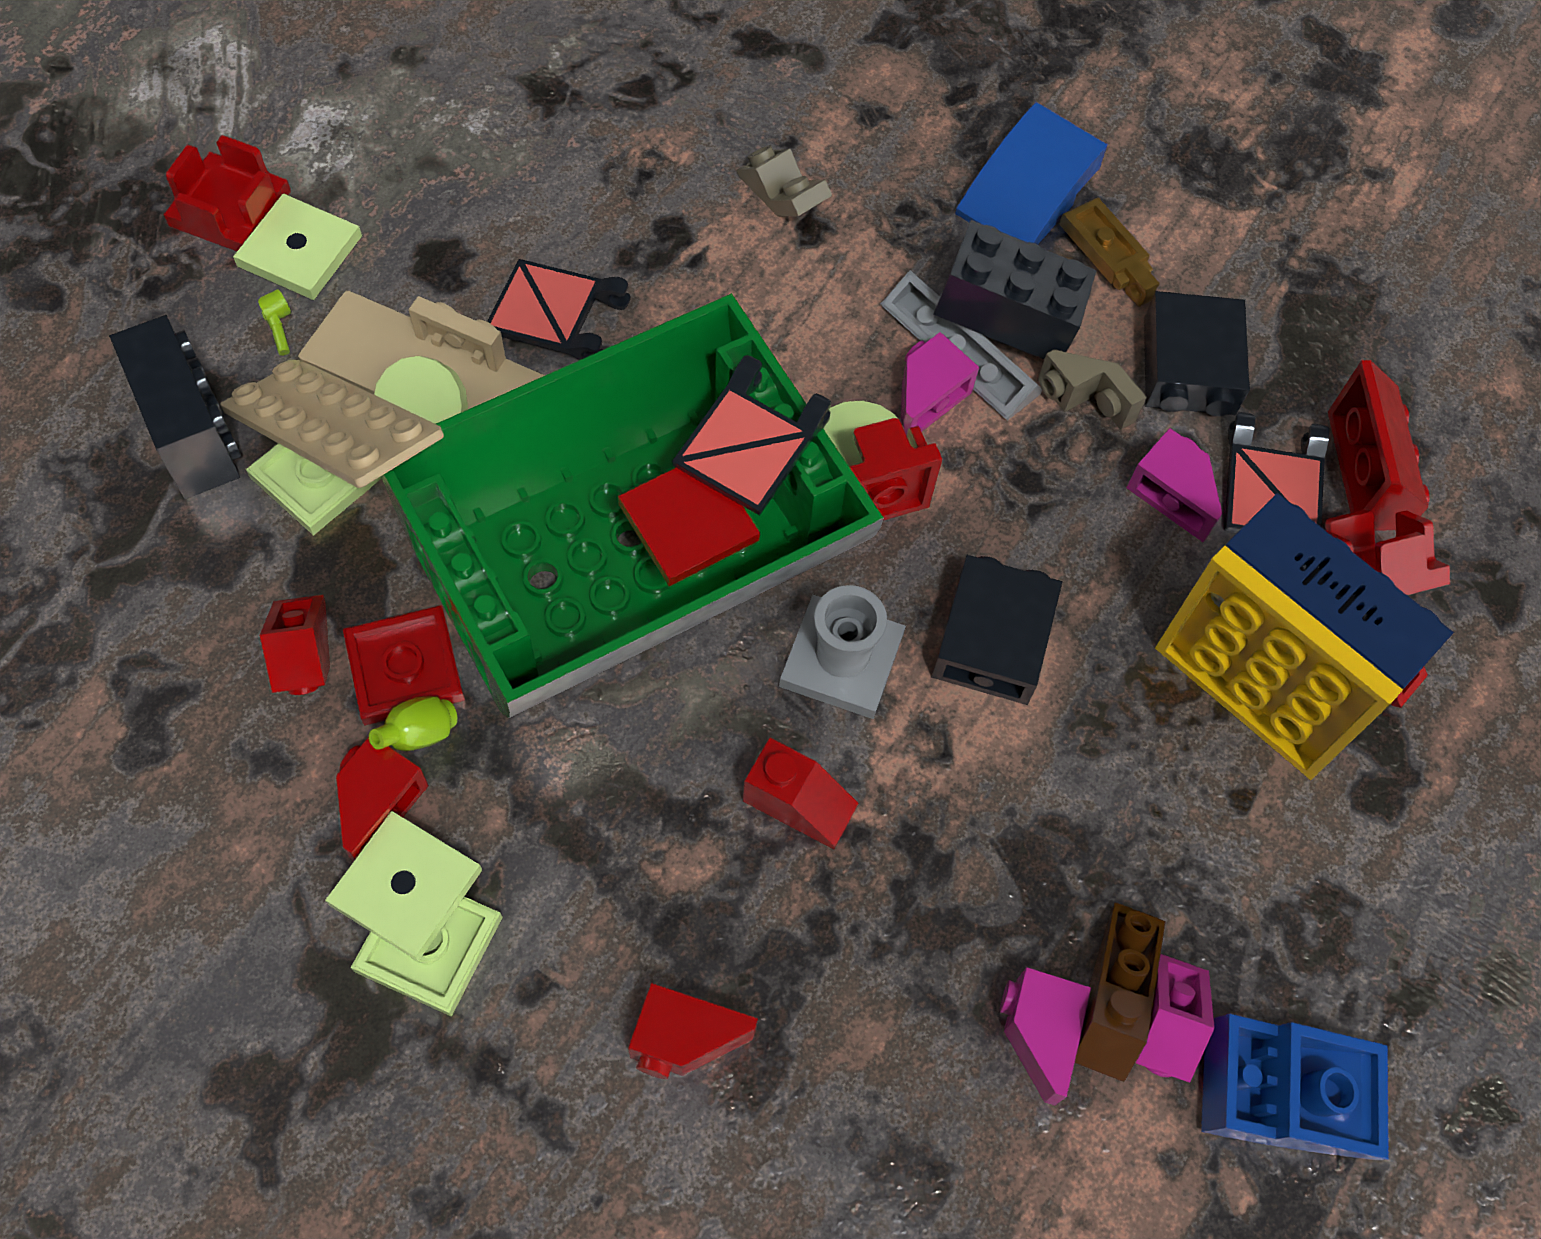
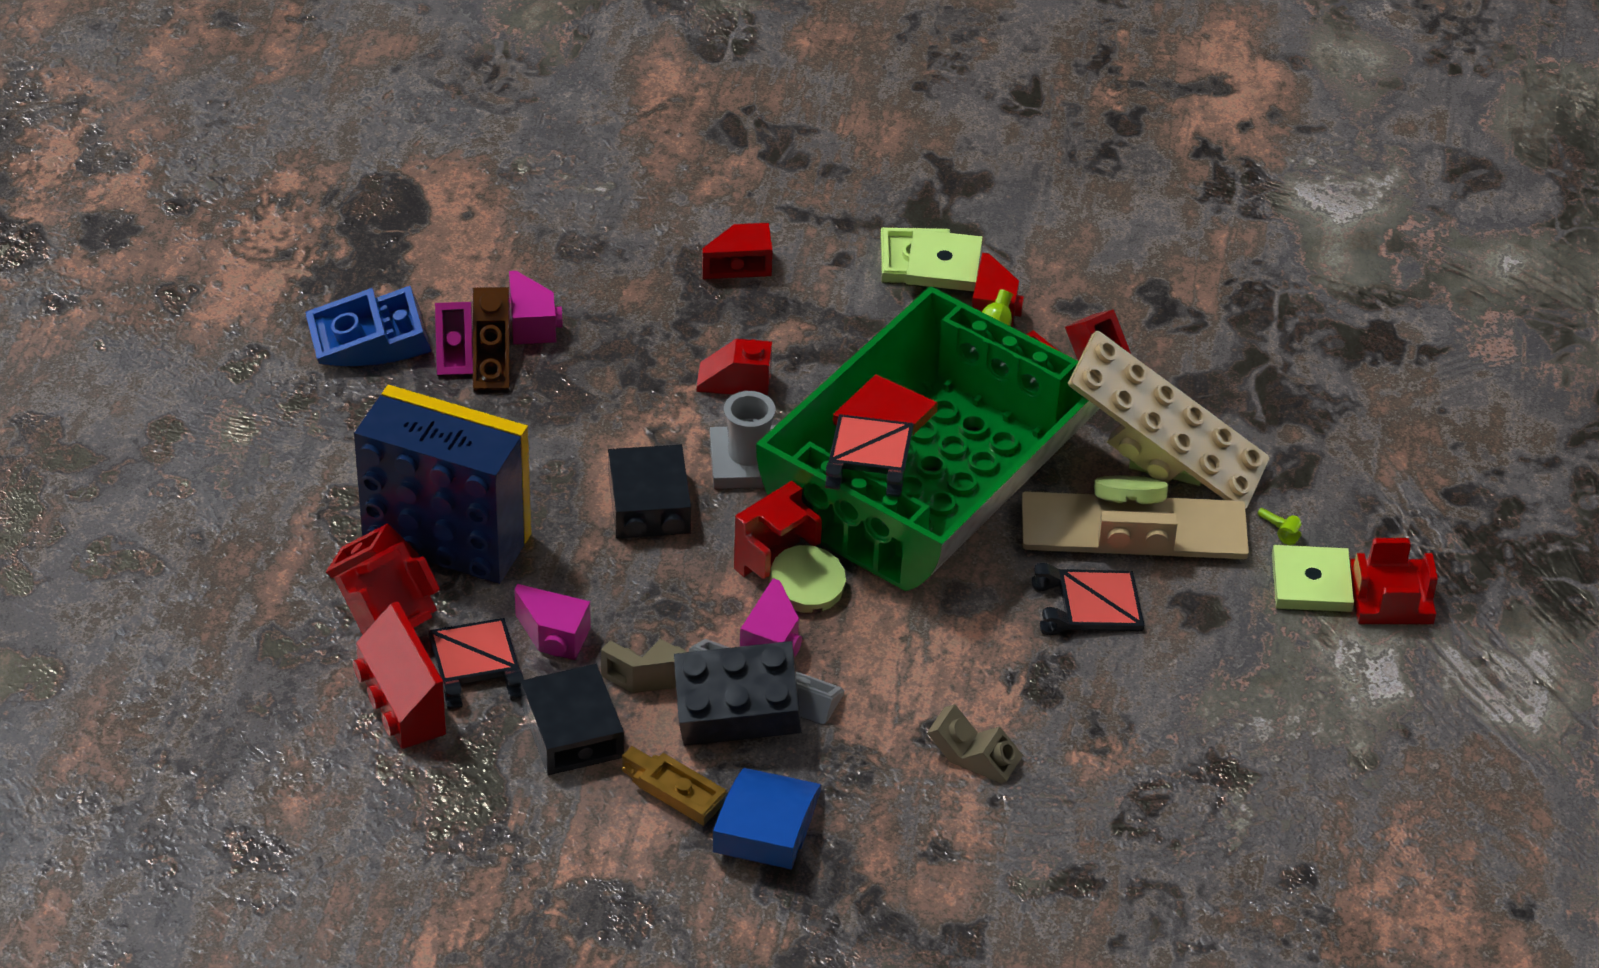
camera: 160 degrees right, 20 degrees down
(177, 405) = (1287, 422): black brick -> none

